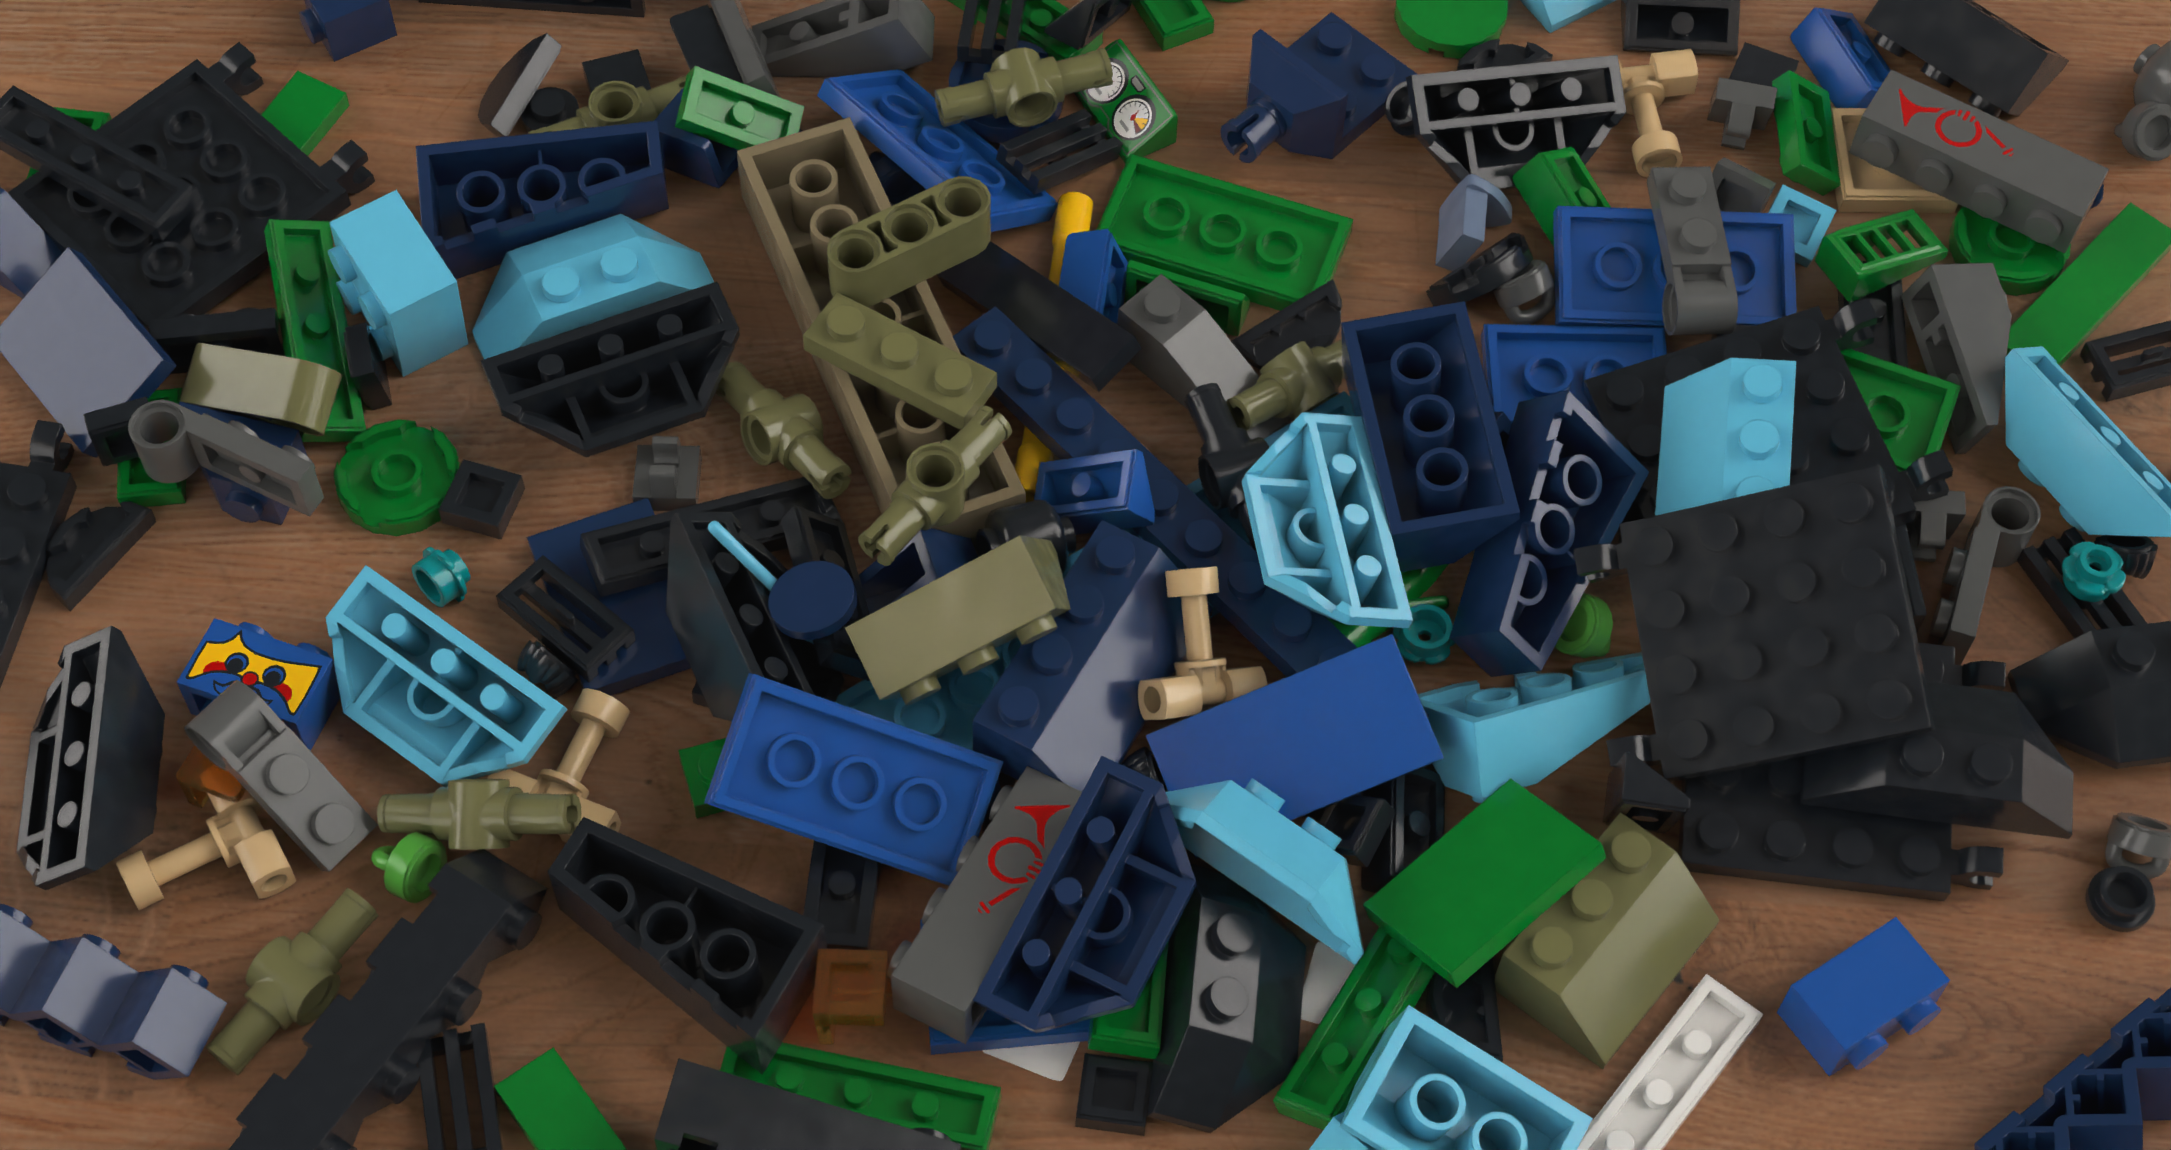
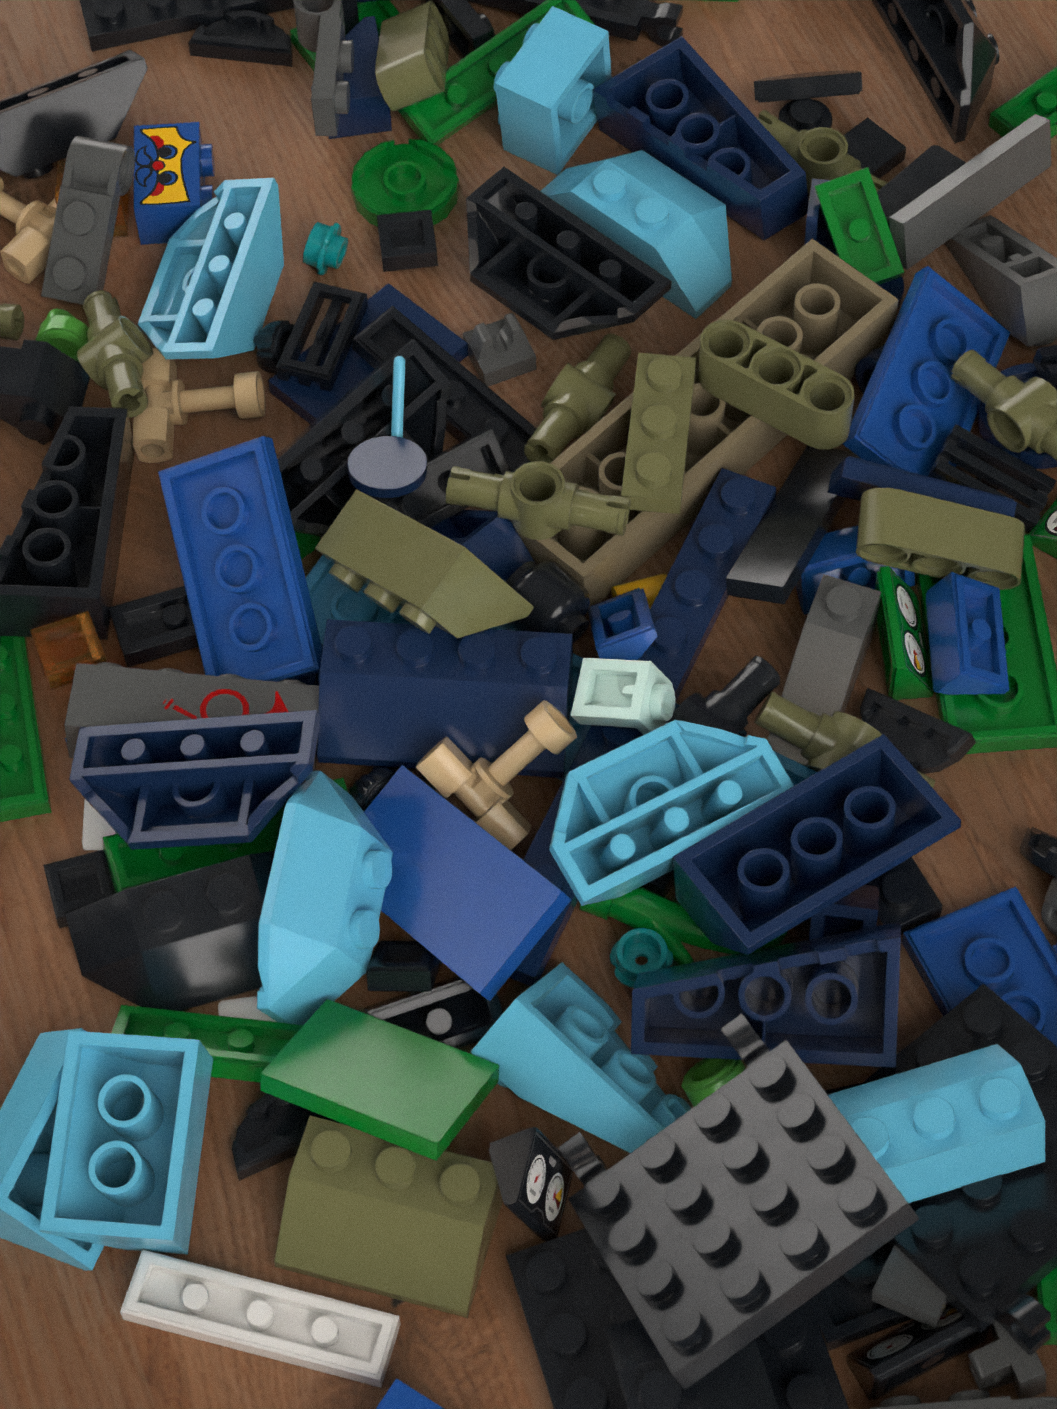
camera: 70 degrees right, 0 degrees up
(366, 367) = (478, 119): black tile -> none
(1072, 200) = (857, 475): none -> dark blue tile
(1130, 204) = (939, 537): none -> olive beam
(1184, 511) = (623, 694): none -> light aqua bracket
(1220, 245) = (966, 637): none -> blue slope

